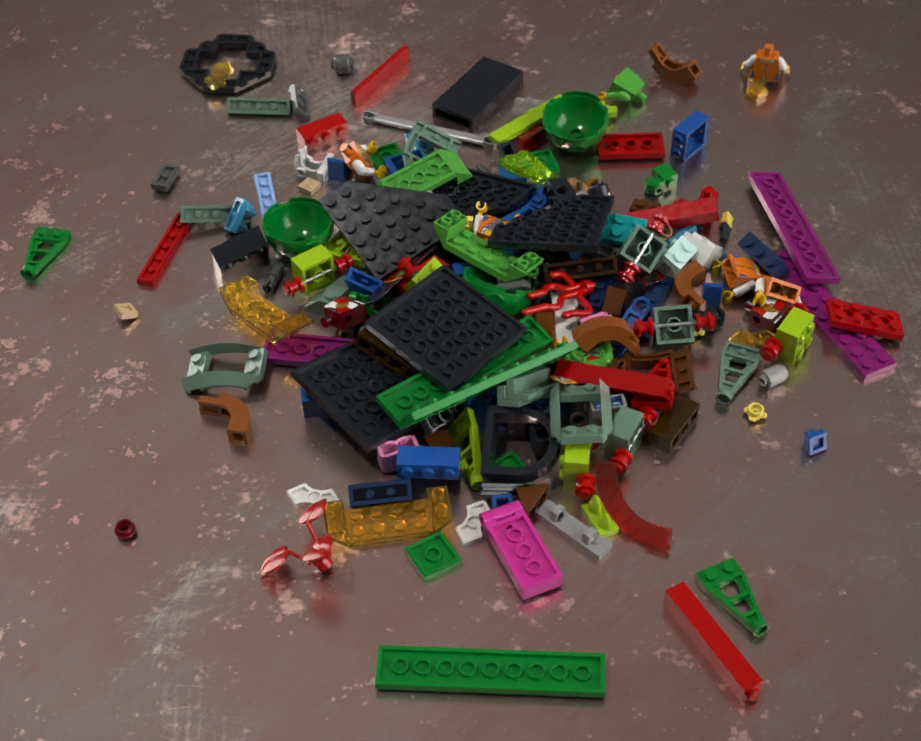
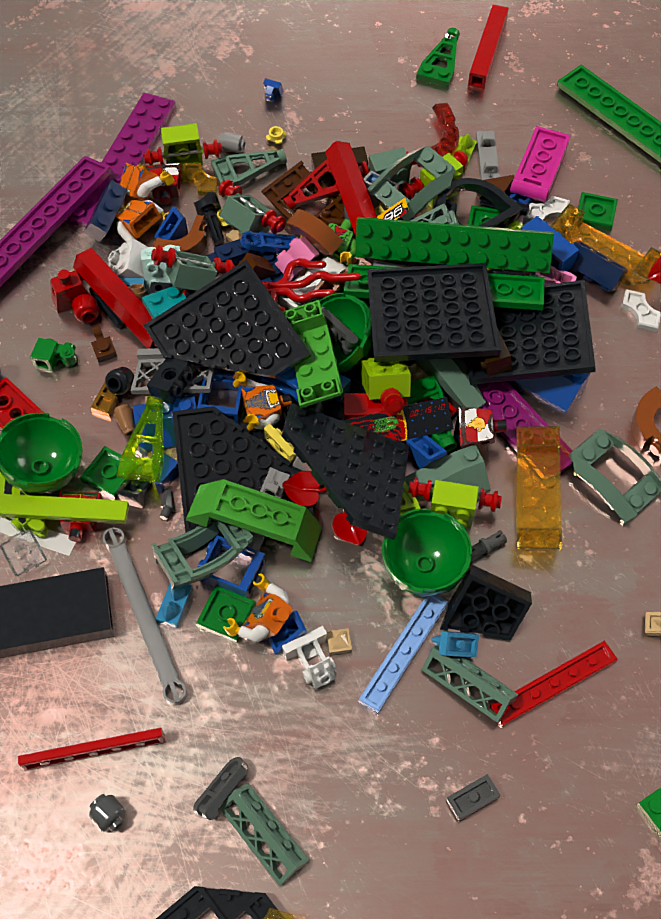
camera: 135 degrees left, 15 degrees up
(322, 131) = (249, 708): red brick -> none
(864, 319) = (113, 121): red plate -> none

